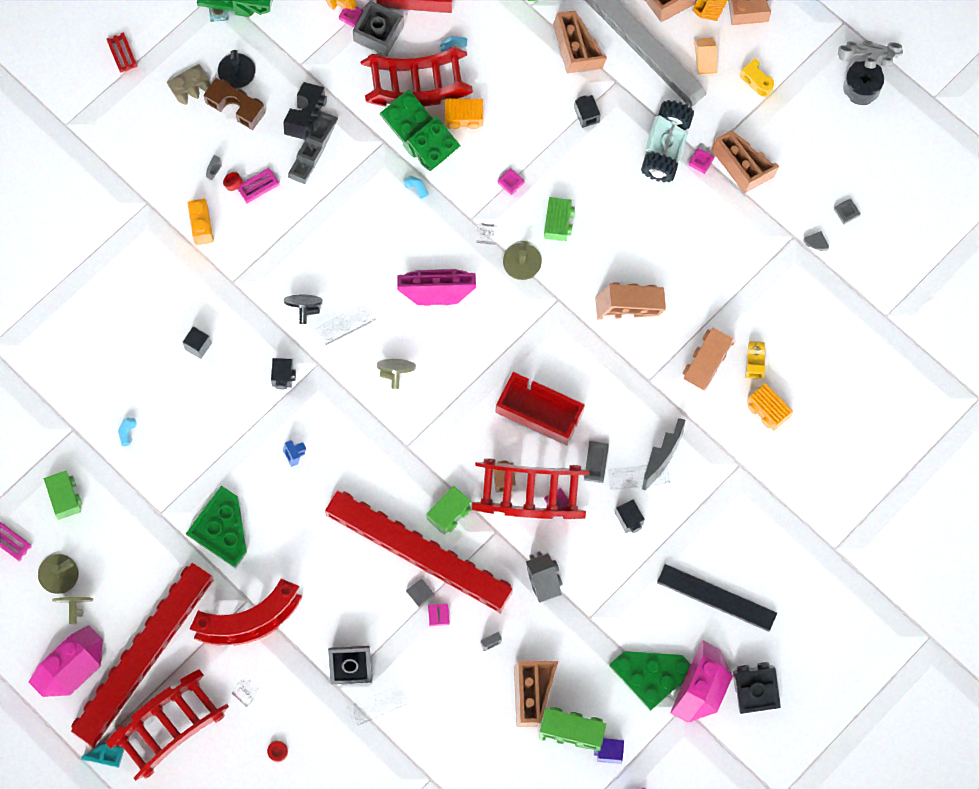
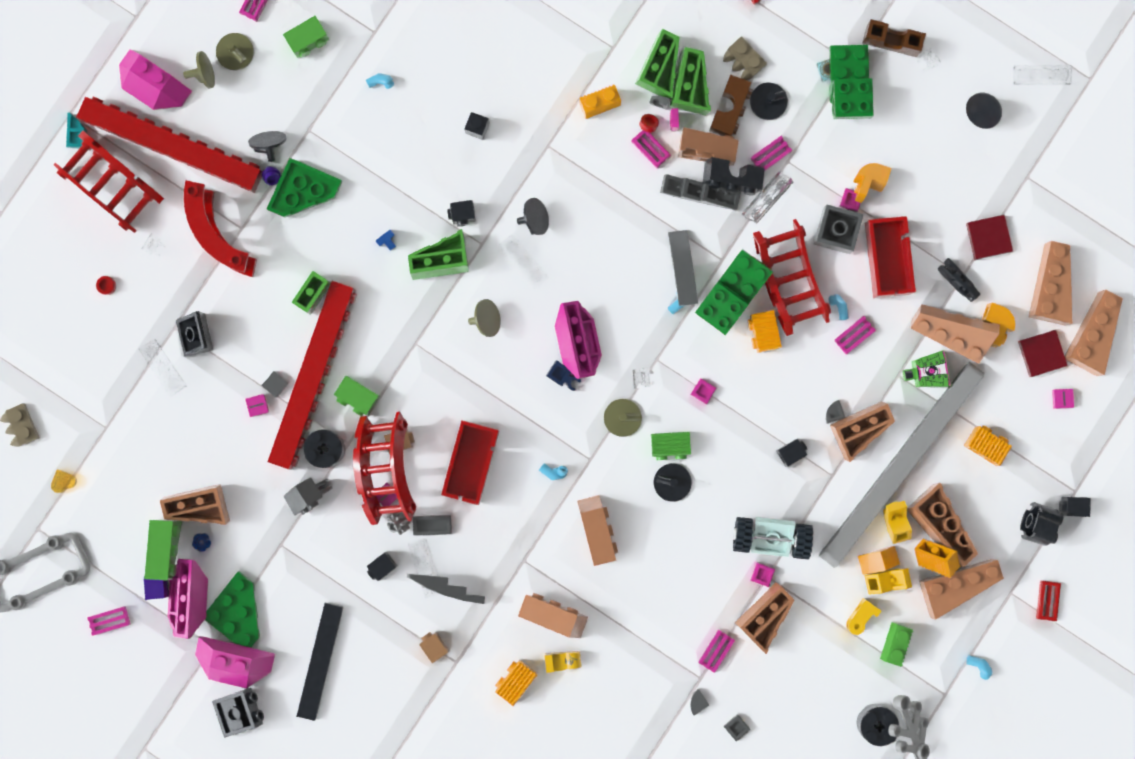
camera: 80 degrees right, 15 degrees up
(163, 552) = (266, 141): none -> shield
(176, 158) = (659, 67): none -> bright green wedge
(199, 556) = (271, 175): none -> dark purple plate
(202, 134) = (690, 83): none -> bright green wedge
(235, 157) = (674, 119): none -> dark pink tile
(268, 132) = (704, 145): none -> nougat wedge
(284, 64) = (783, 145): none -> dark pink tile
(326, 400) = (440, 259): none -> bright green wedge
(333, 534) = (311, 292): none -> bright green brick
(334, 88) = (767, 197): none -> clear plate
(384, 175) = (683, 268): none -> dark grey slope
(468, 309) = (560, 374): none -> dark blue plate
(476, 23) = (866, 325): none -> dark pink tile
(491, 641) = (238, 458): dark grey tile -> none
(495, 540) = (315, 455): none -> black brick
(555, 67) = (834, 412): none -> dark grey tile
(566, 333) = (555, 473): none -> medium azure arm
(571, 692) = (206, 542): none -> clear blue plate
(588, 491) = (398, 523): none -> light grey gear
(595, 227) = (672, 482): none -> black shield
(629, 719) = (187, 598): none -> dark pink wedge
(673, 30) = (896, 522): none -> yellow brick
(720, 480) = (433, 646): none -> medium nougat brick
(727, 46) = (888, 580): none -> yellow brick
(757, 205) = (723, 654): none -> dark pink tile
(789, 52) = (896, 644): none -> bright green brick

